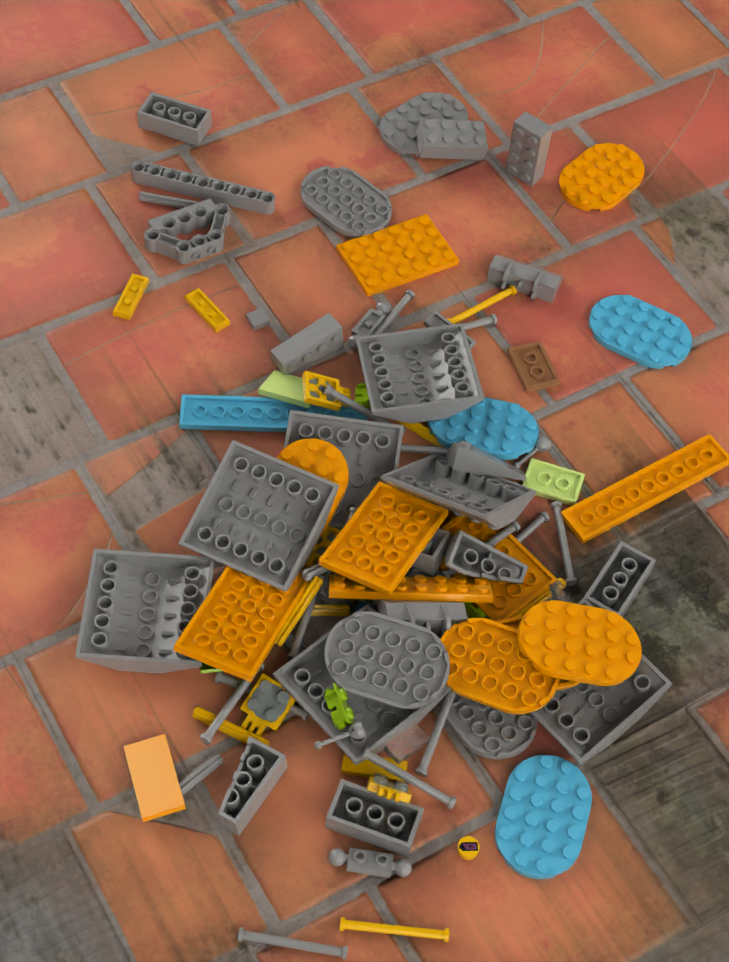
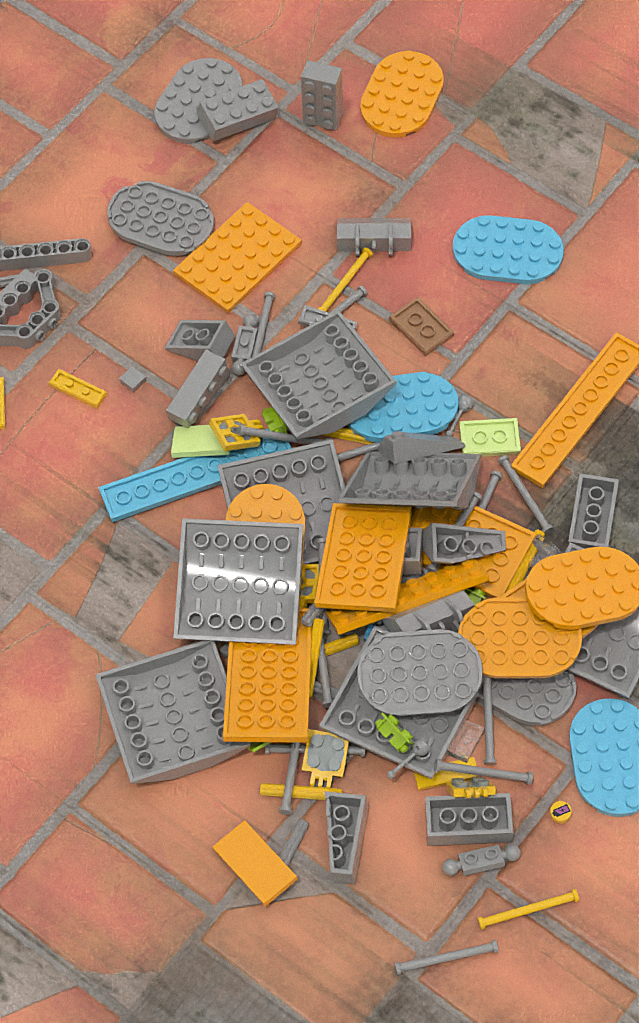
camera: 15 degrees left, 5 degrees up
(342, 306) = (196, 336): none -> light grey slope

